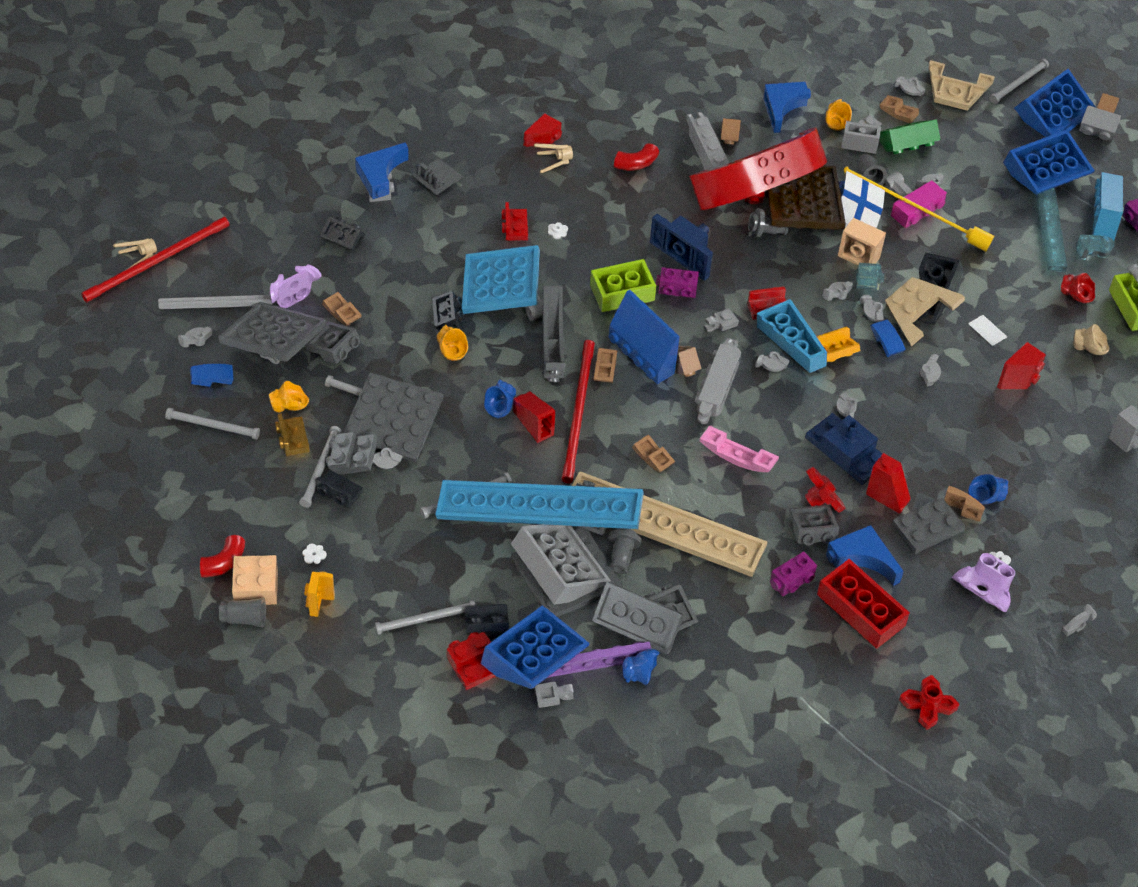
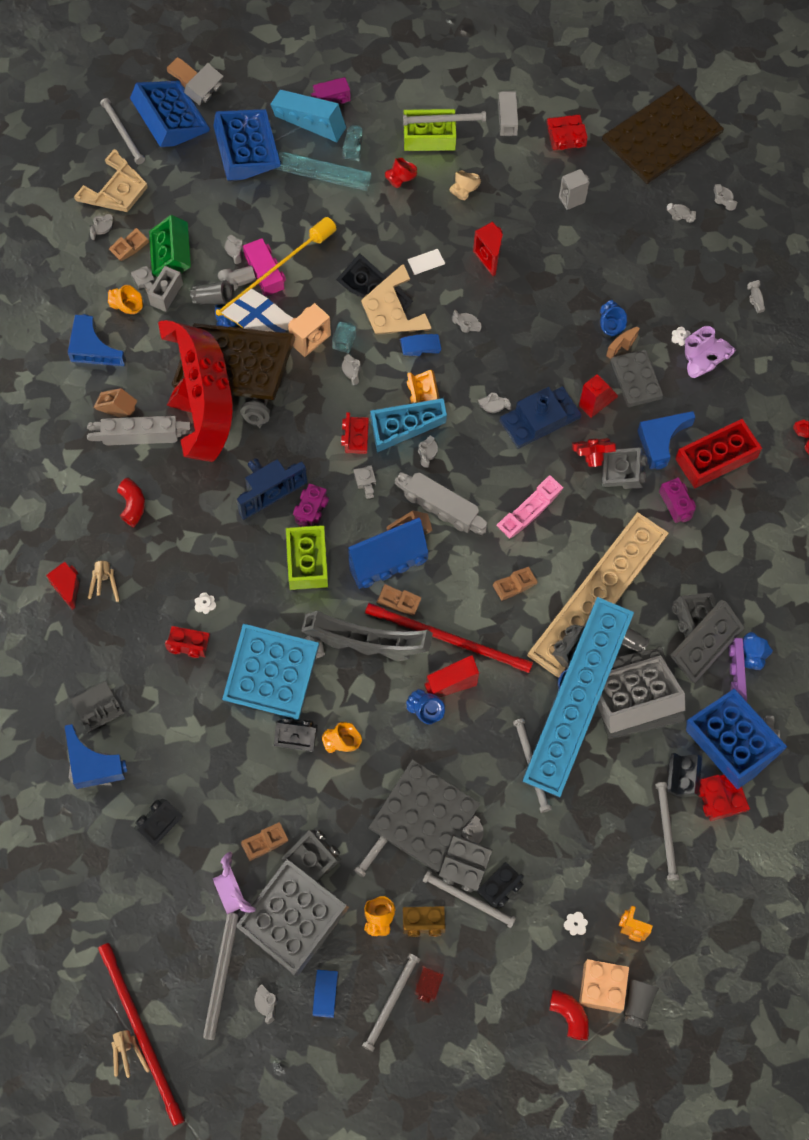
camera: 75 degrees left, 15 degrees up
(231, 445) = (428, 985): none -> clear red brick
(872, 309) = (383, 347): light grey piece -> none

